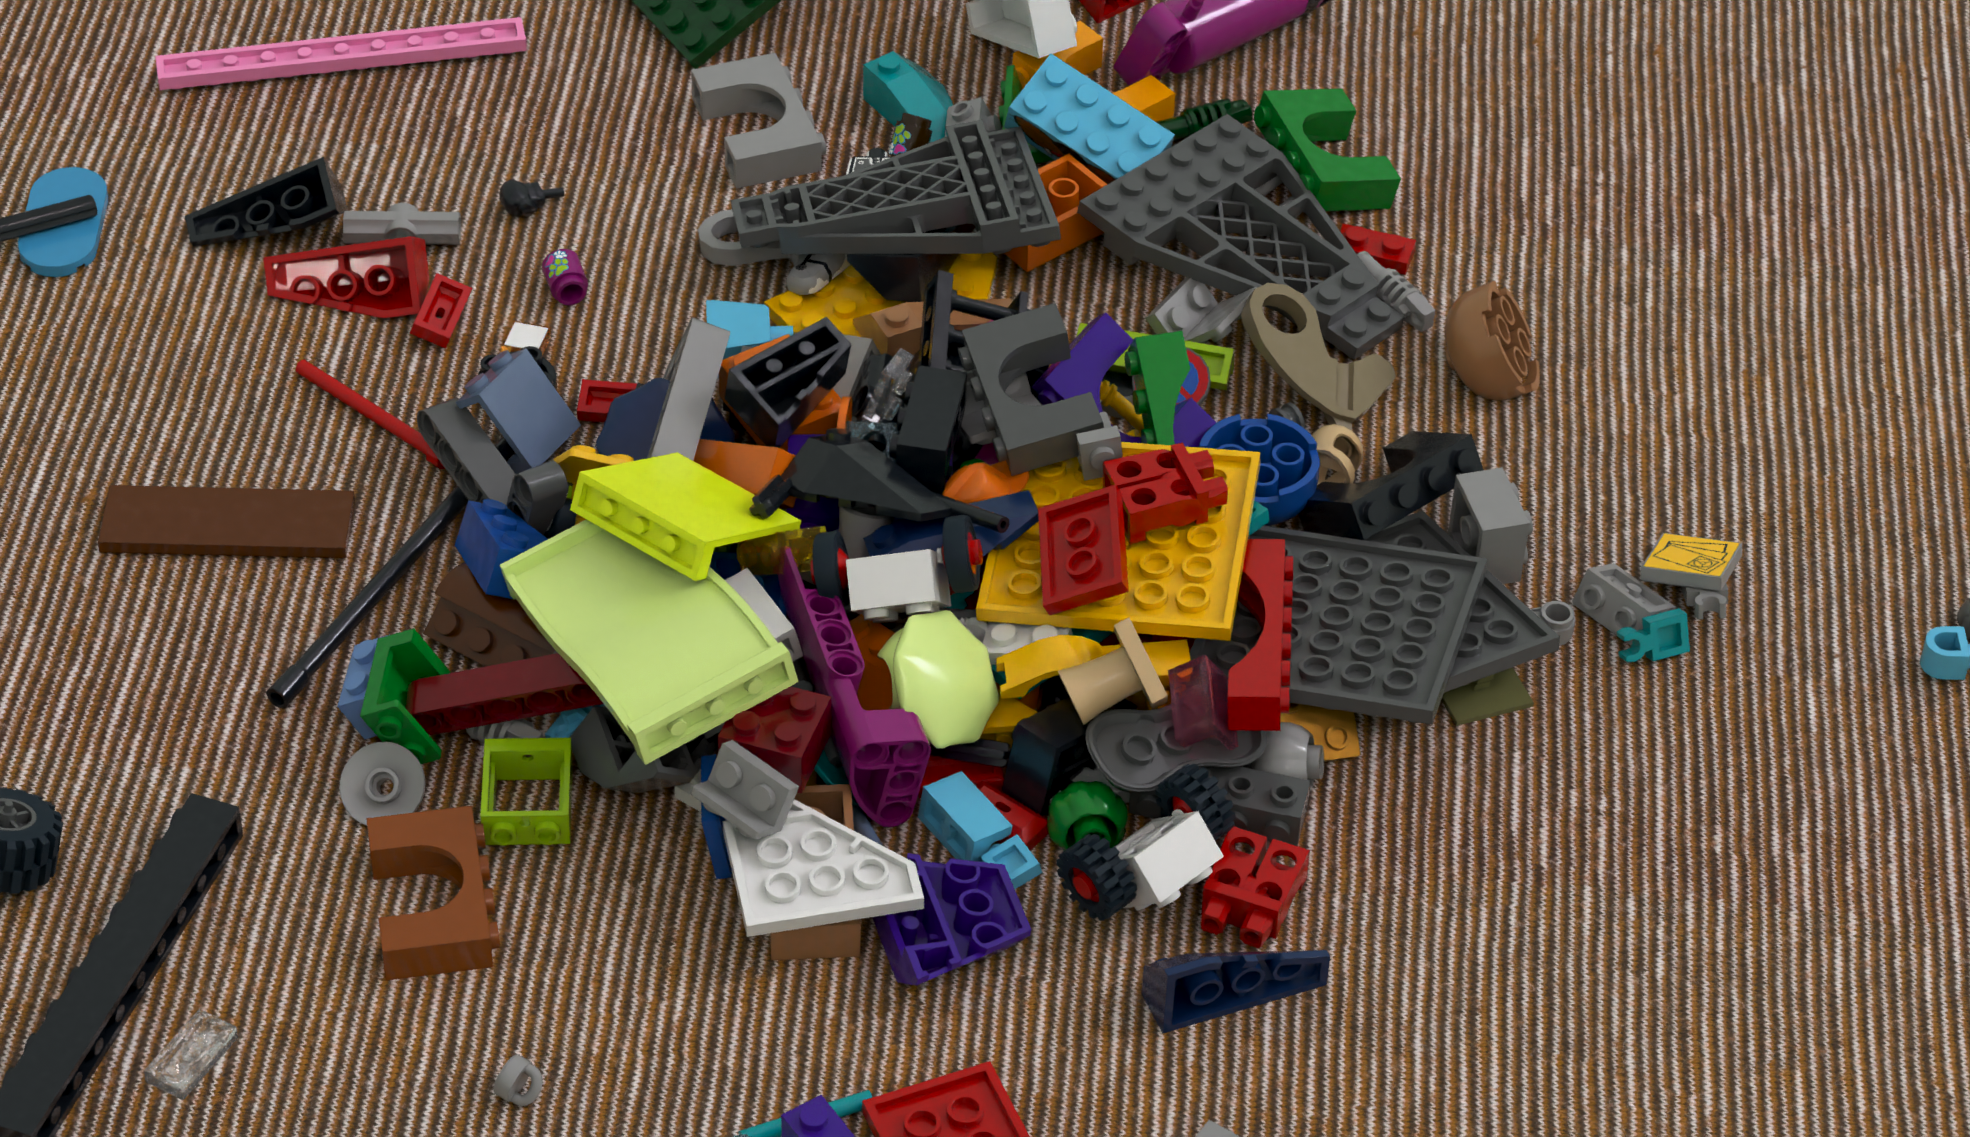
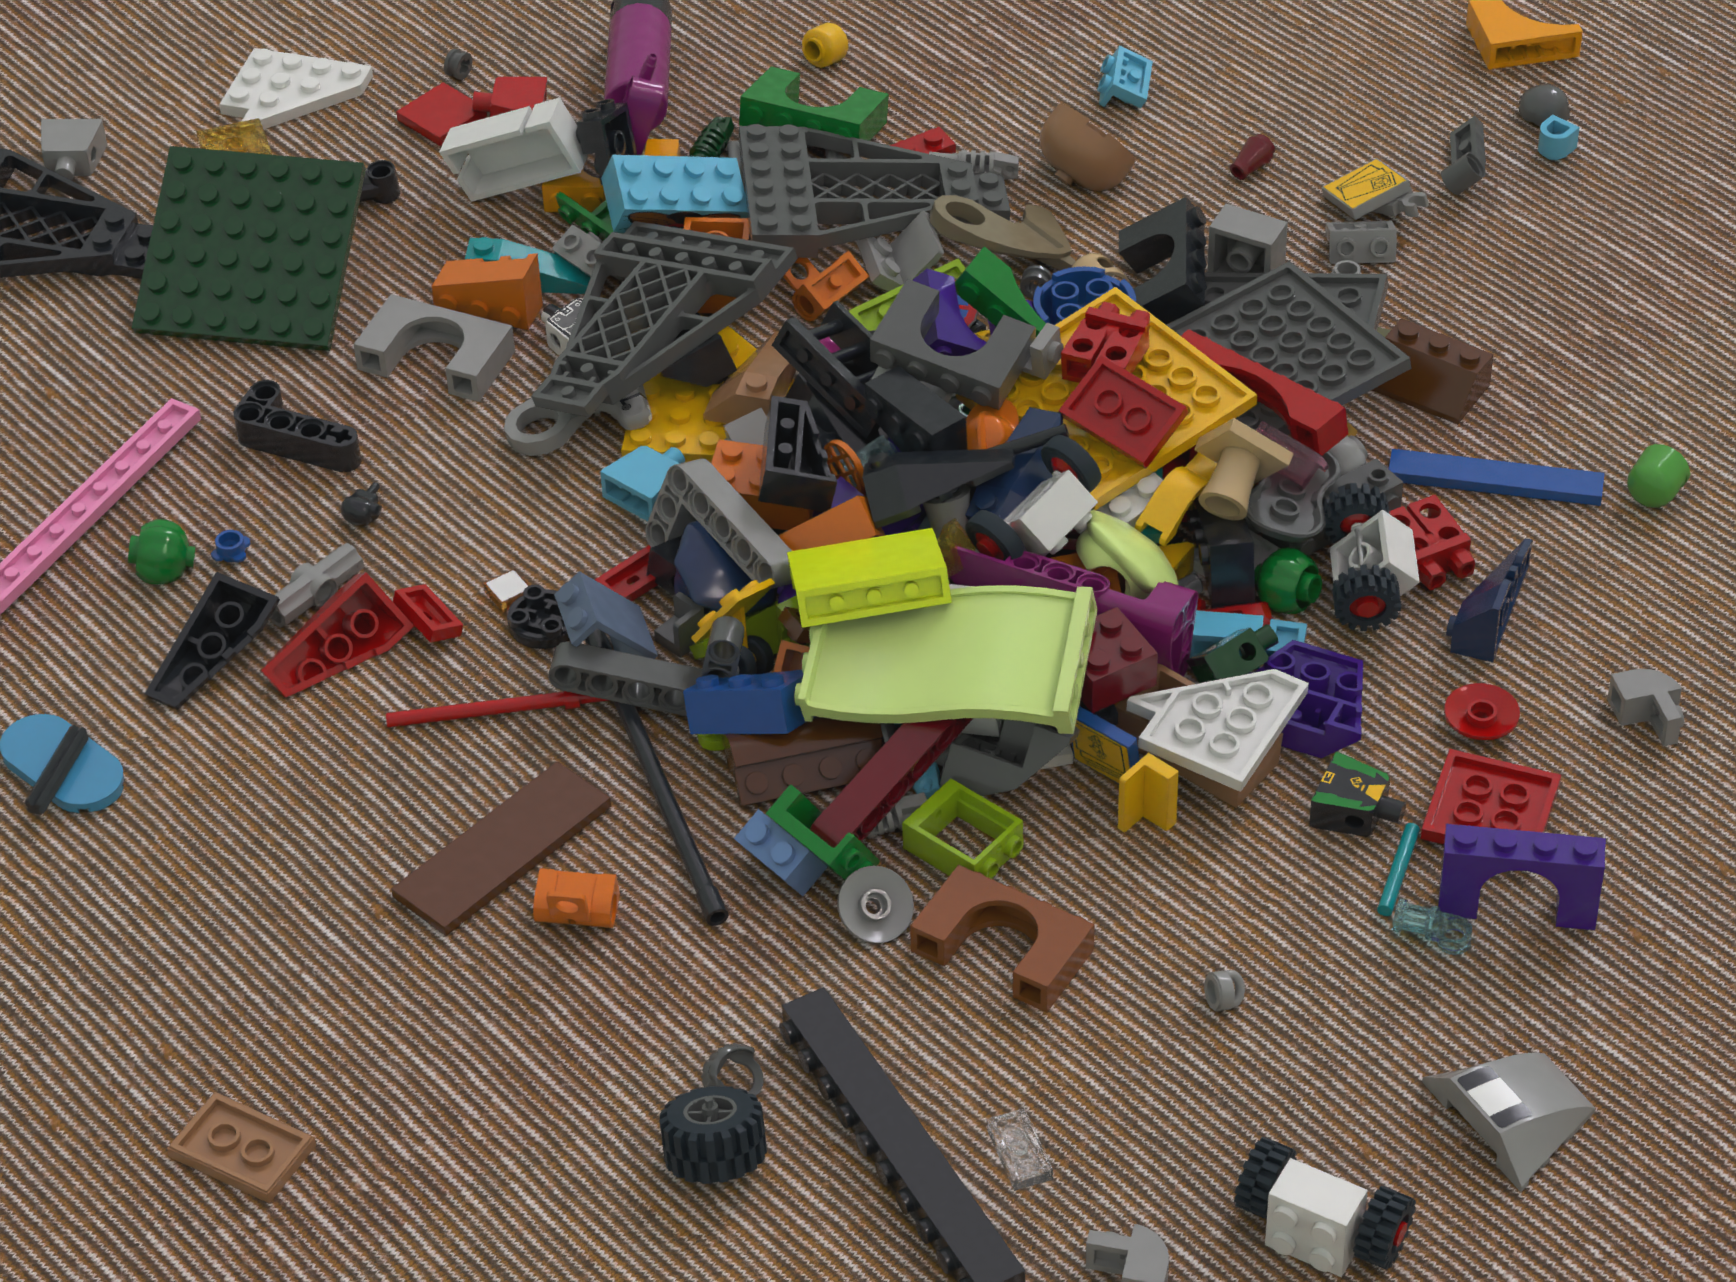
camera: 45 degrees left, 0 degrees up
(97, 799) = (737, 1053): none -> dark grey piece
(200, 598) = (576, 898): none -> orange piece
(342, 122) = (160, 552): none -> green plant
(397, 156) = (230, 546): none -> blue plate
(553, 87) = (270, 428): none -> black beam
(565, 276) = (474, 531): magenta brick -> none
(685, 876) = (1148, 792): none -> yellow panel
(746, 792) = (1144, 702): light grey bracket -> none
(771, 496) = (900, 525): black axle -> none
(851, 1029) = (1353, 798): none -> torso
(855, 105) = (492, 290): none -> orange wedge
(891, 382) = (848, 414): clear plate -> none
(909, 134) = (559, 284): dark brown brick -> none
(921, 831) = (1223, 658): none -> dark green torso
(1071, 1044) = (1482, 711): none -> red dish
(1096, 42) = (606, 133): none -> black plate
(1116, 295) = (819, 290): none -> orange piece
(1415, 890) = (1497, 477): none -> blue tile
(1426, 106) = (825, 45): none -> yellow head
(1493, 756) = (1443, 374): none -> reddish brown slope
(1537, 1002) = (1657, 476): none -> bright green helmet
(1639, 316) = (1125, 77): none -> medium azure bracket
(1642, 461) = (1255, 153): none -> dark red cone
(1660, 638) = (1410, 243): teal plate -> none
(1814, 614) = (1466, 157): none -> dark grey plate

